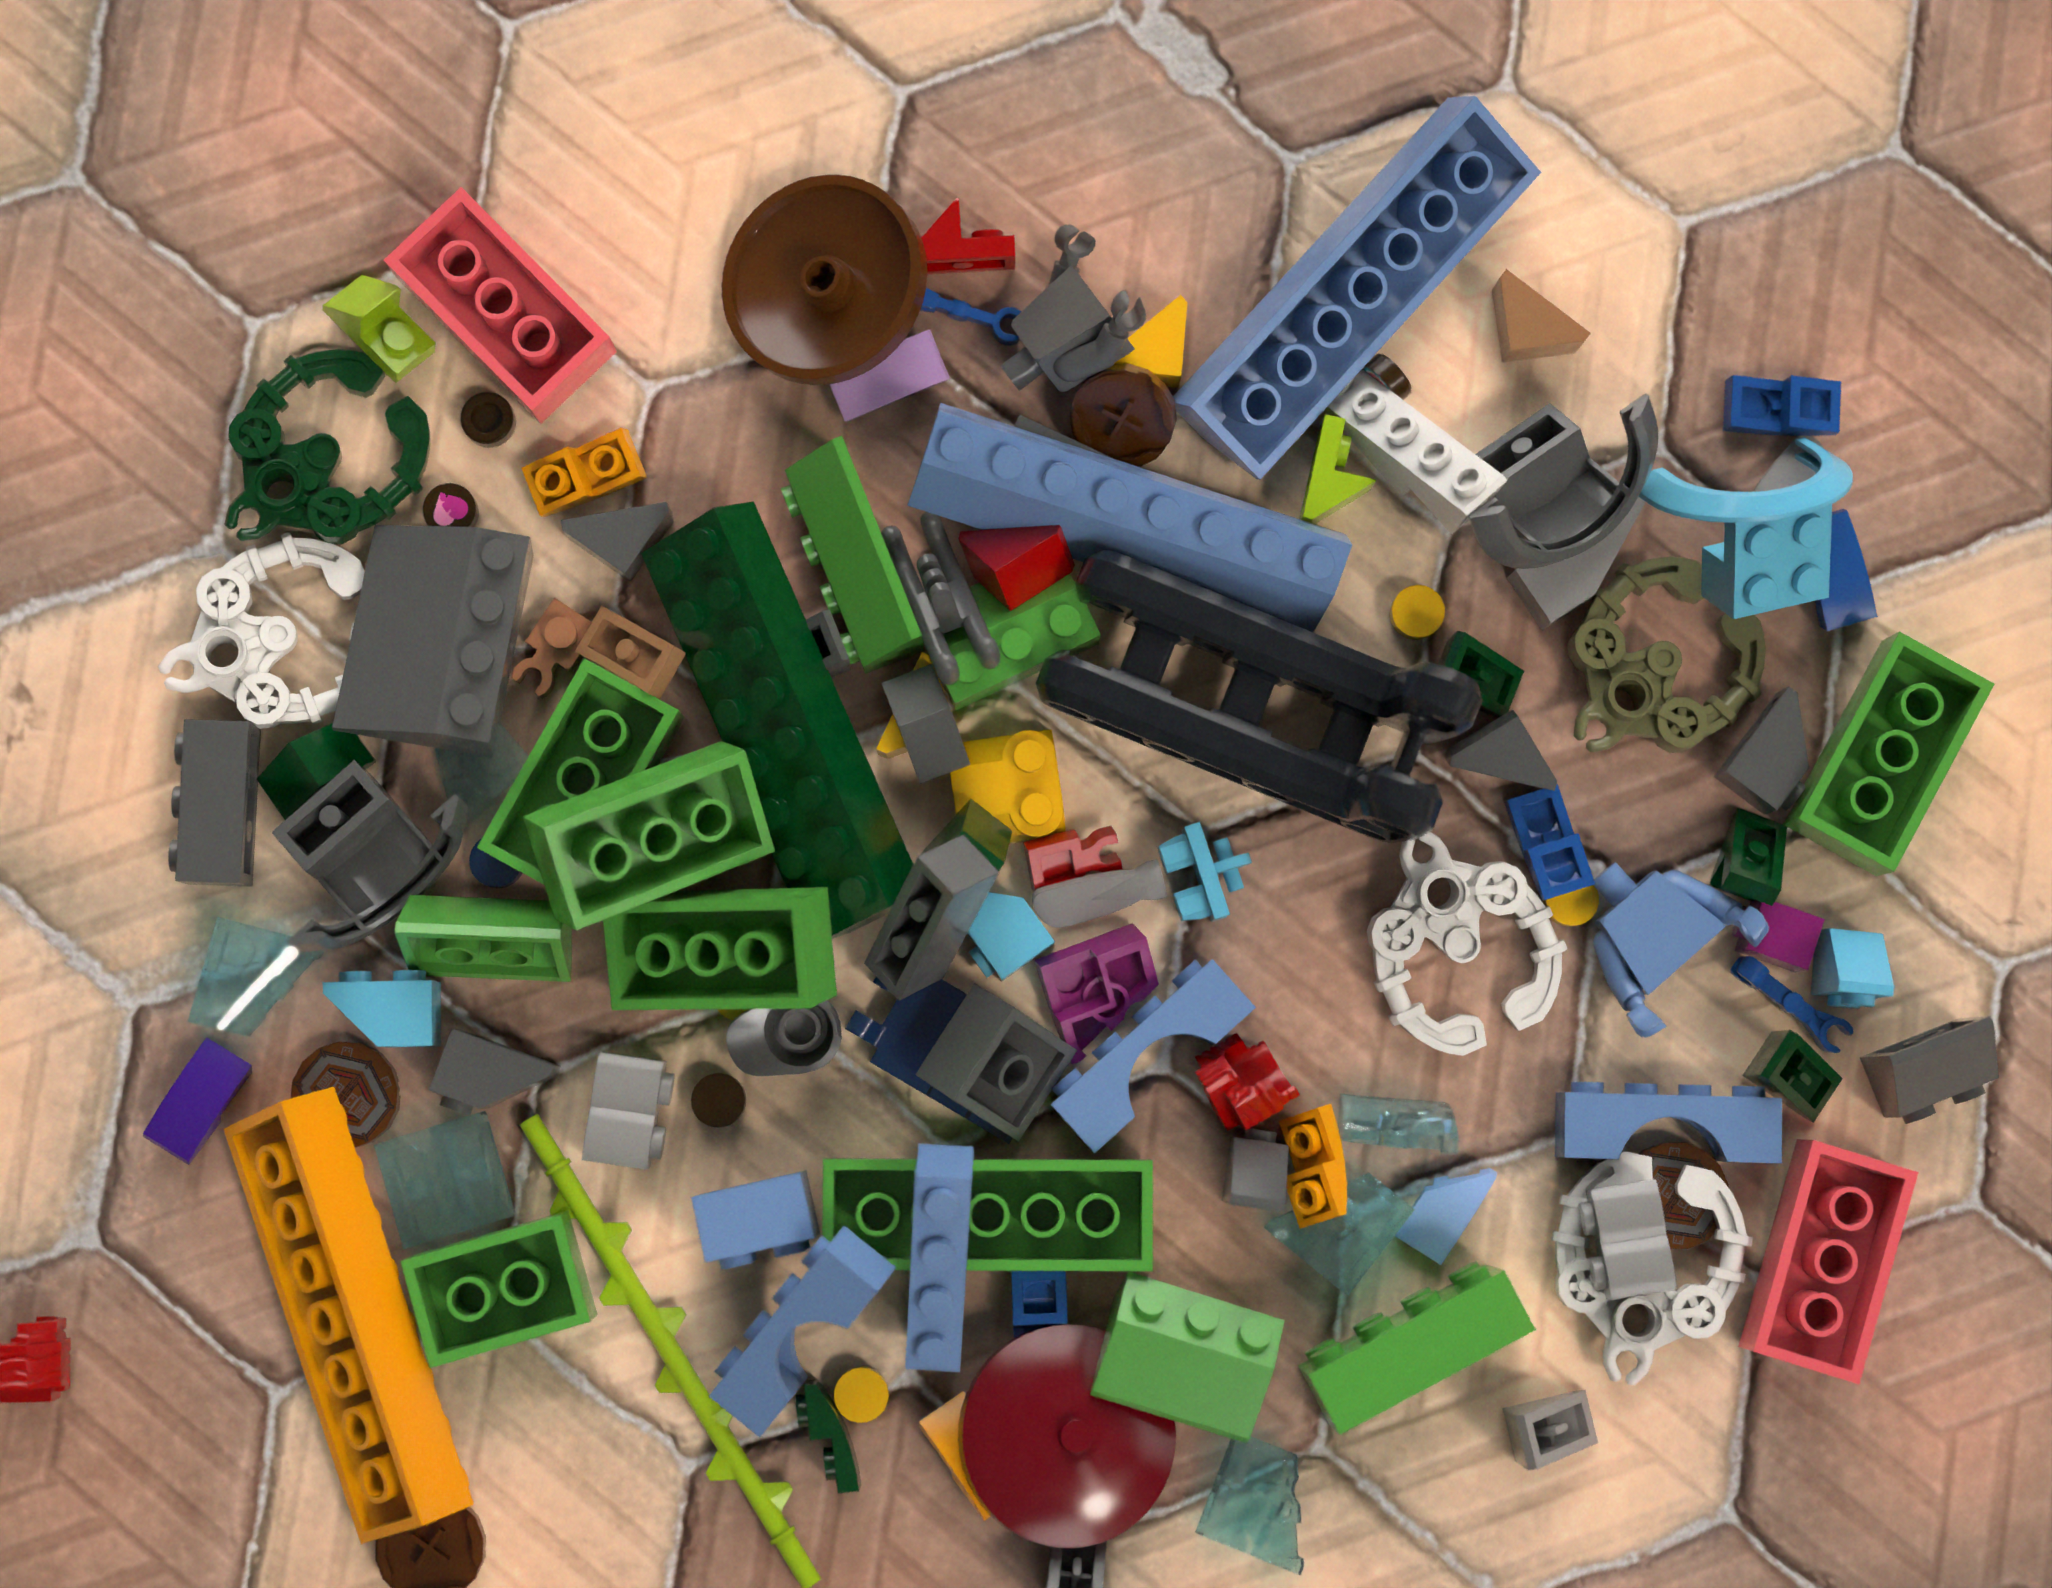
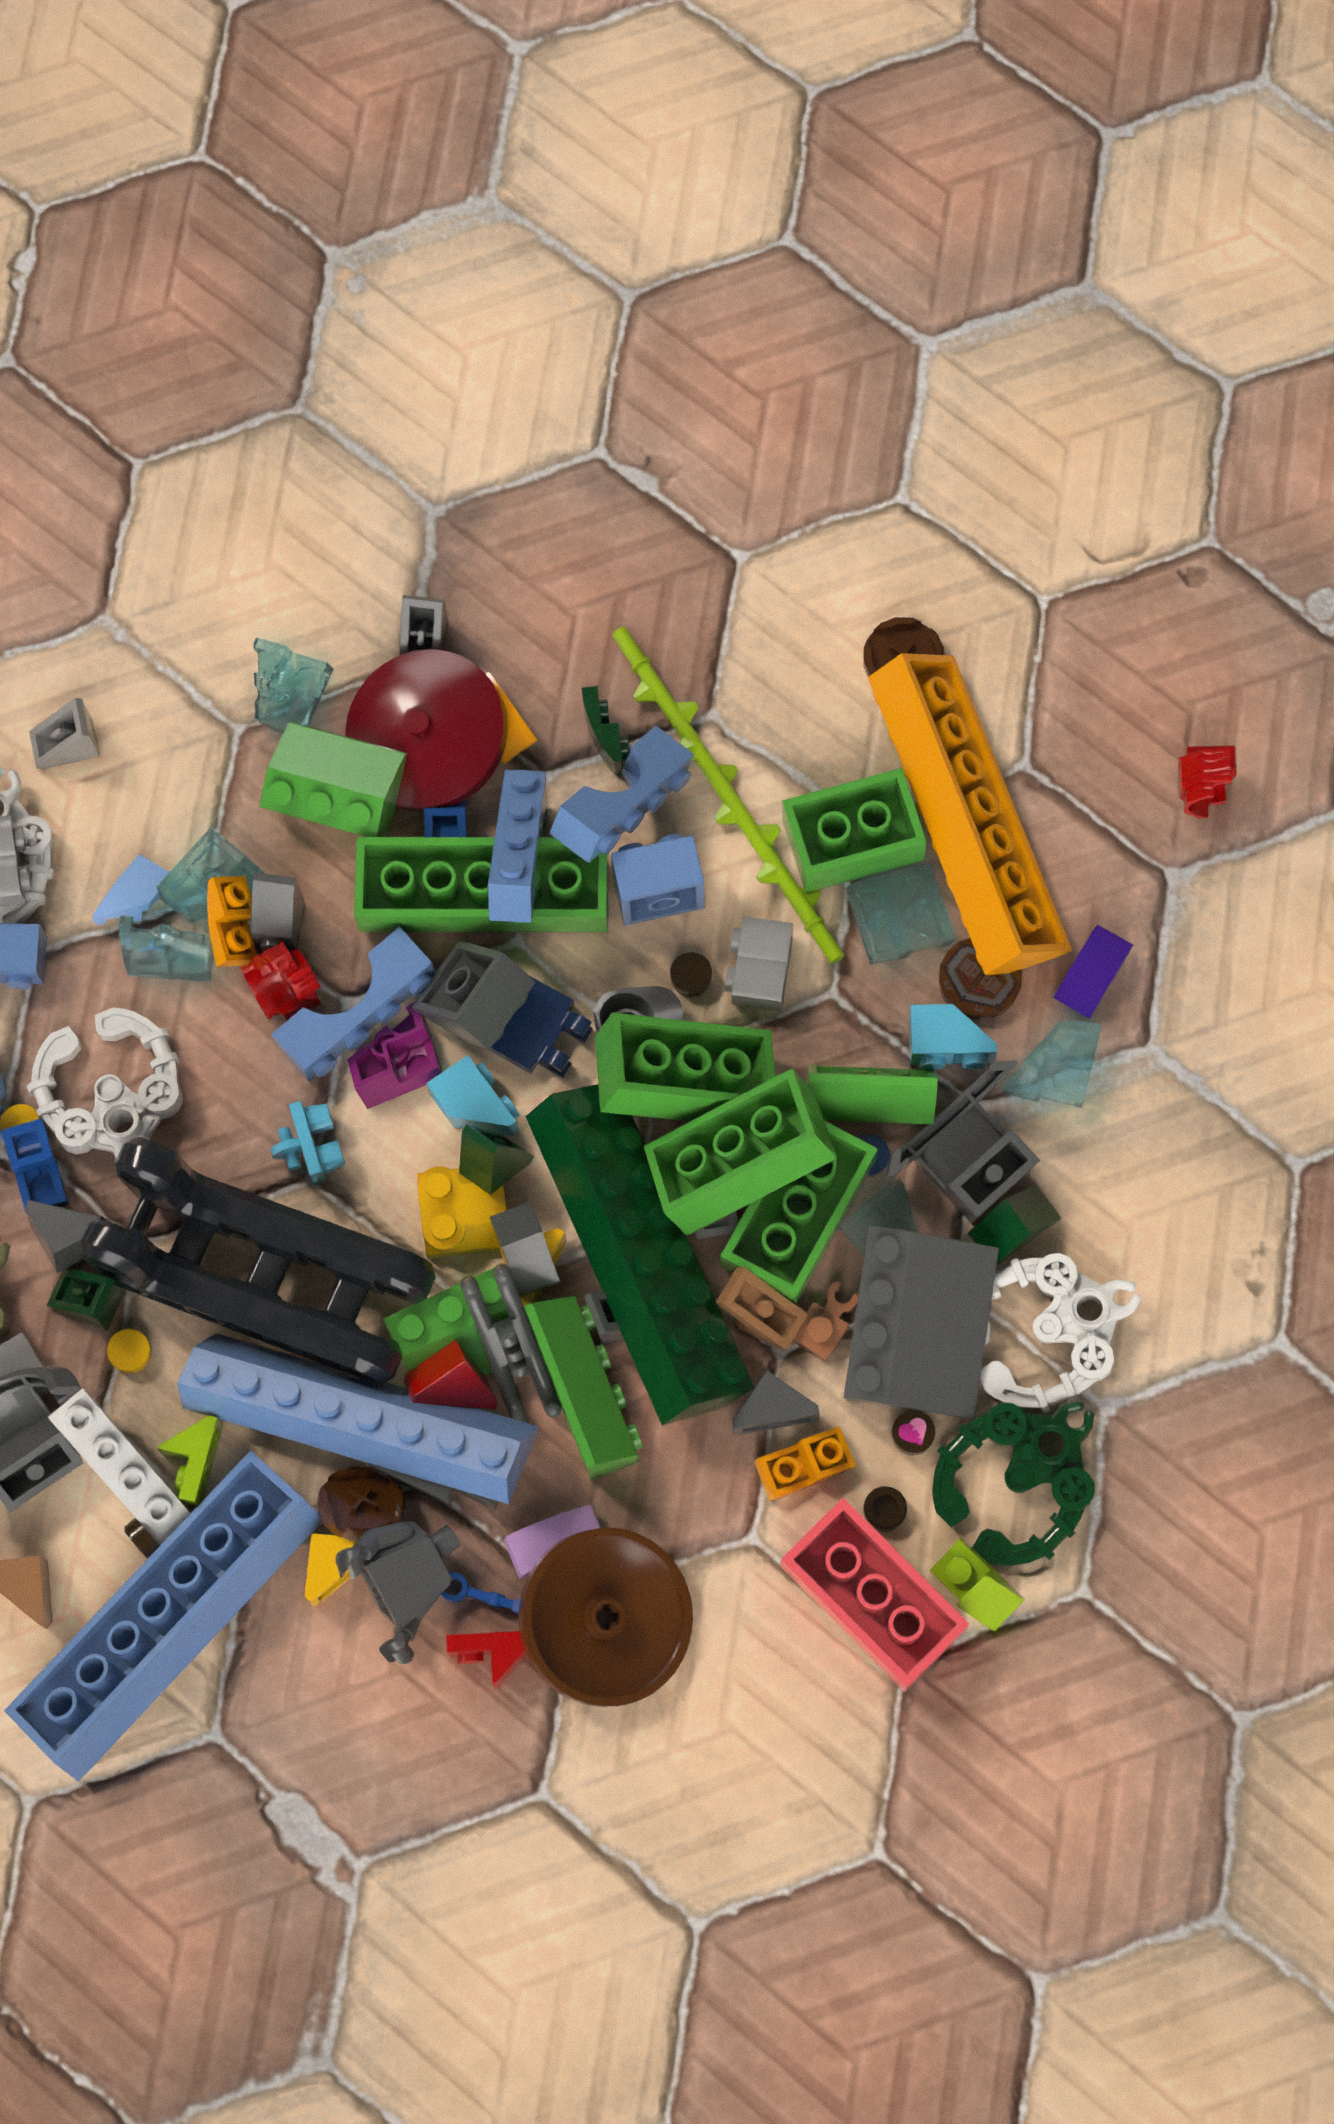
camera: 170 degrees left, 10 degrees down
(215, 803) = (1091, 1194): dark grey brick -> none
(485, 1072) = (867, 991): dark grey slope -> none
(861, 1394) = (581, 763): yellow tile -> none
(931, 917) = (519, 1091): dark grey brick -> none
(1067, 857) = (416, 1153): red plate -> none
(1097, 894) = (390, 1127): light grey piece -> none
(1415, 1347) = (162, 788): bright green brick -> none

